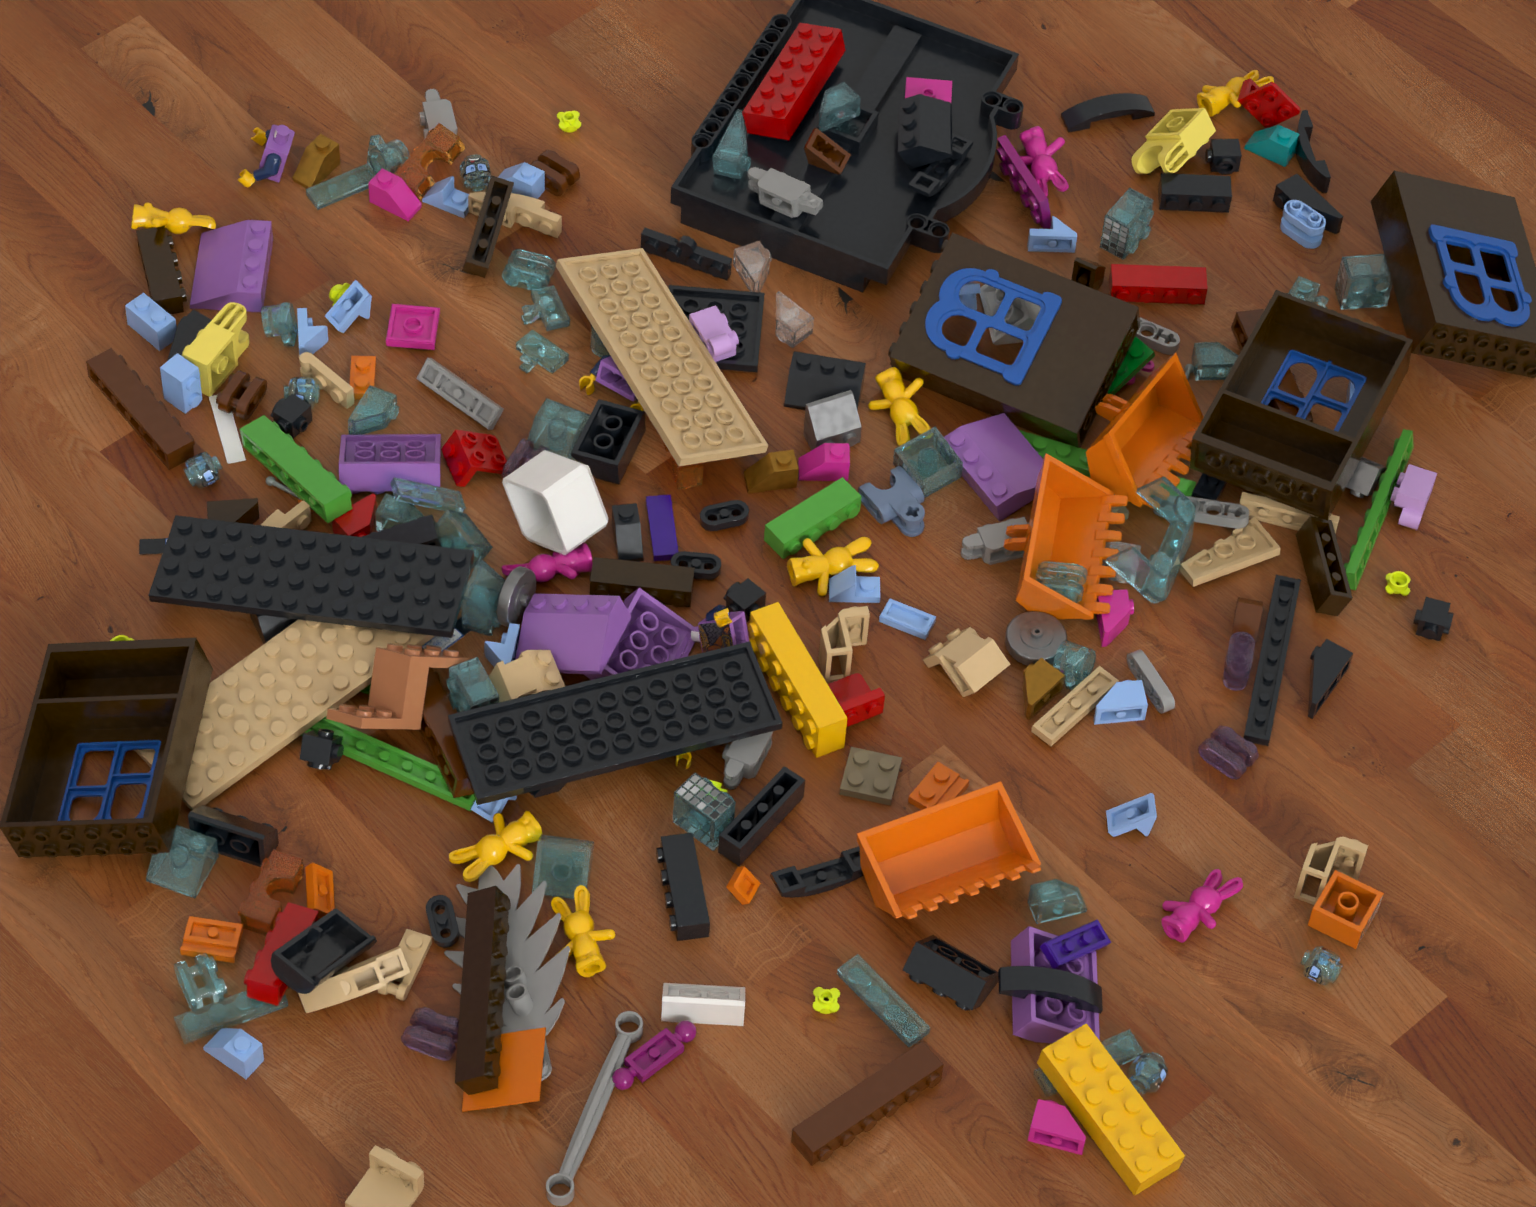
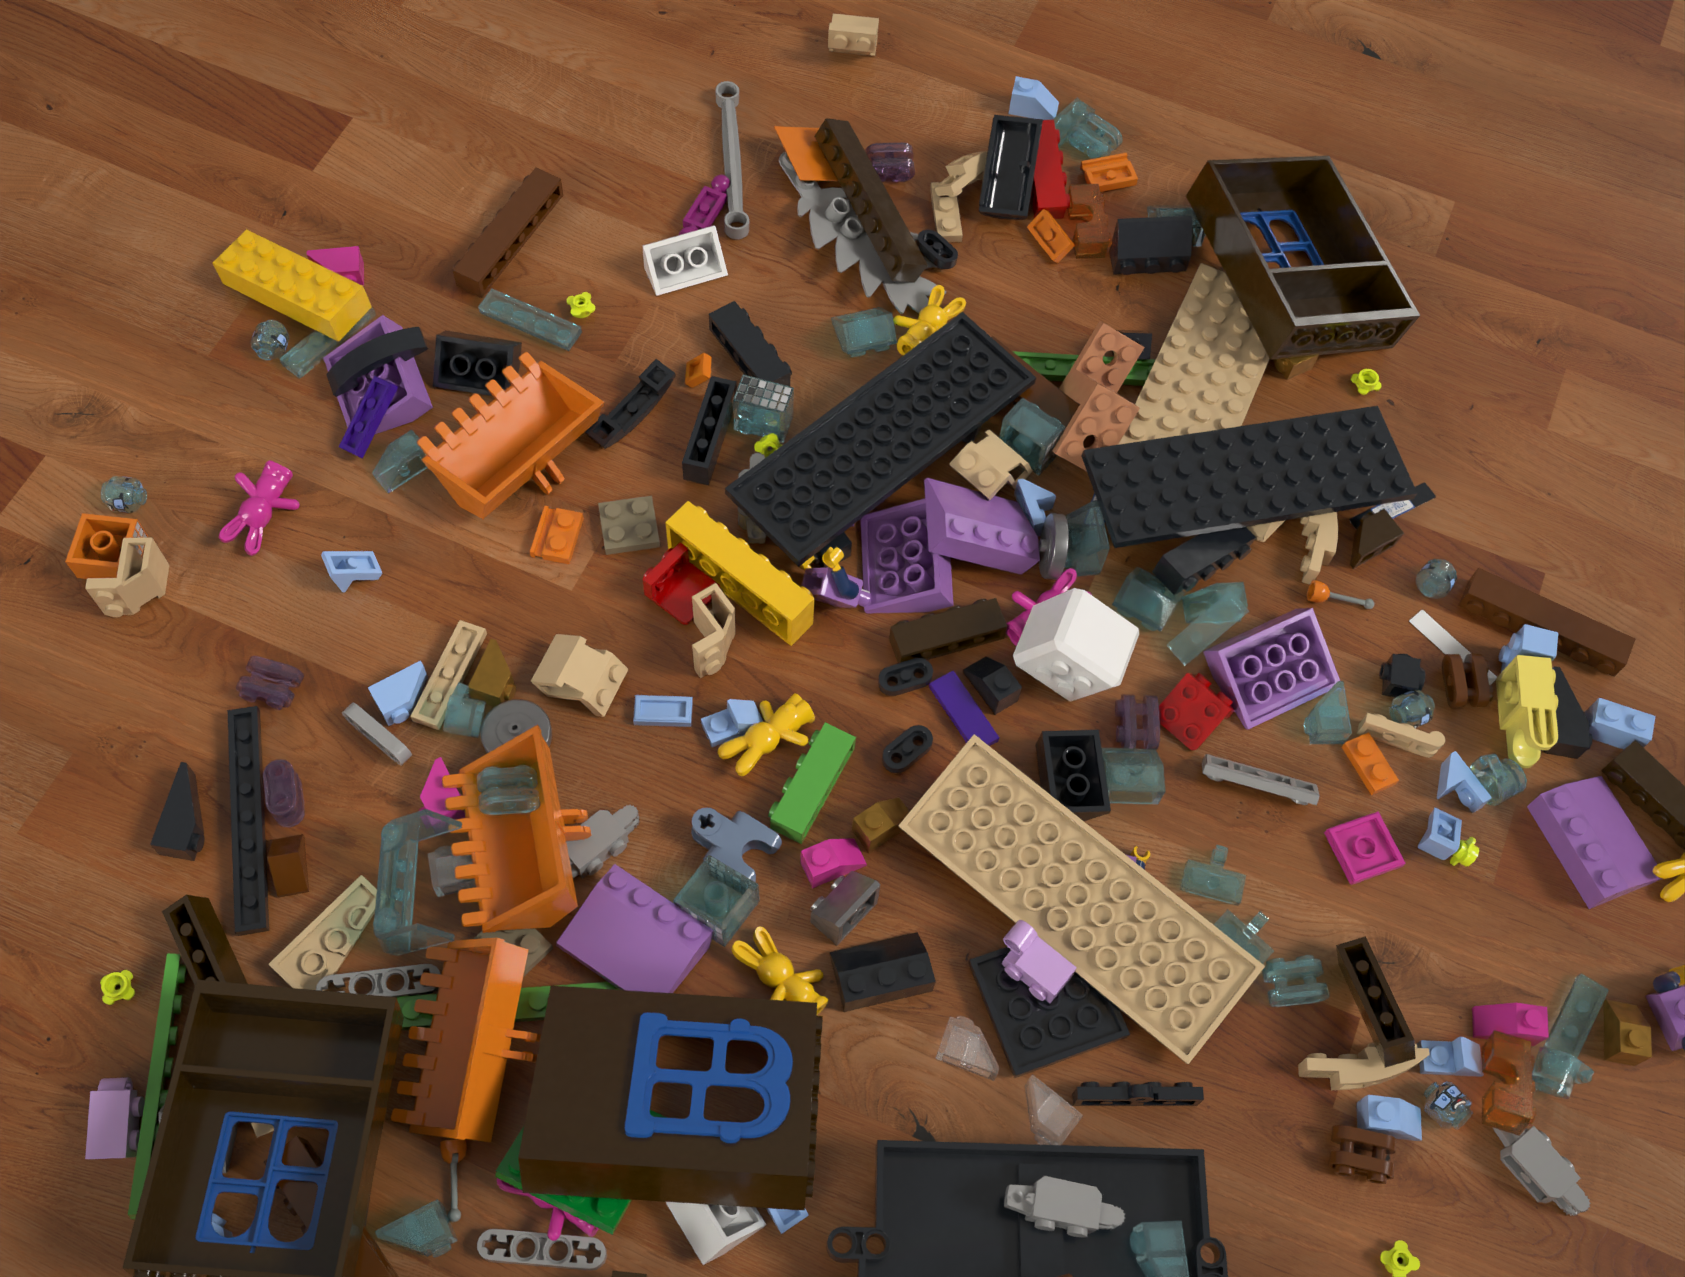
camera: 155 degrees right, 10 degrees up
(296, 468) = (1351, 602): bright green brick -> none
(359, 520) = (1258, 578): red slope -> none
(580, 930) = (819, 280): yellow animal -> none
(745, 597) = (835, 653): black brick -> none
(1433, 619) = (63, 946): black brick -> none

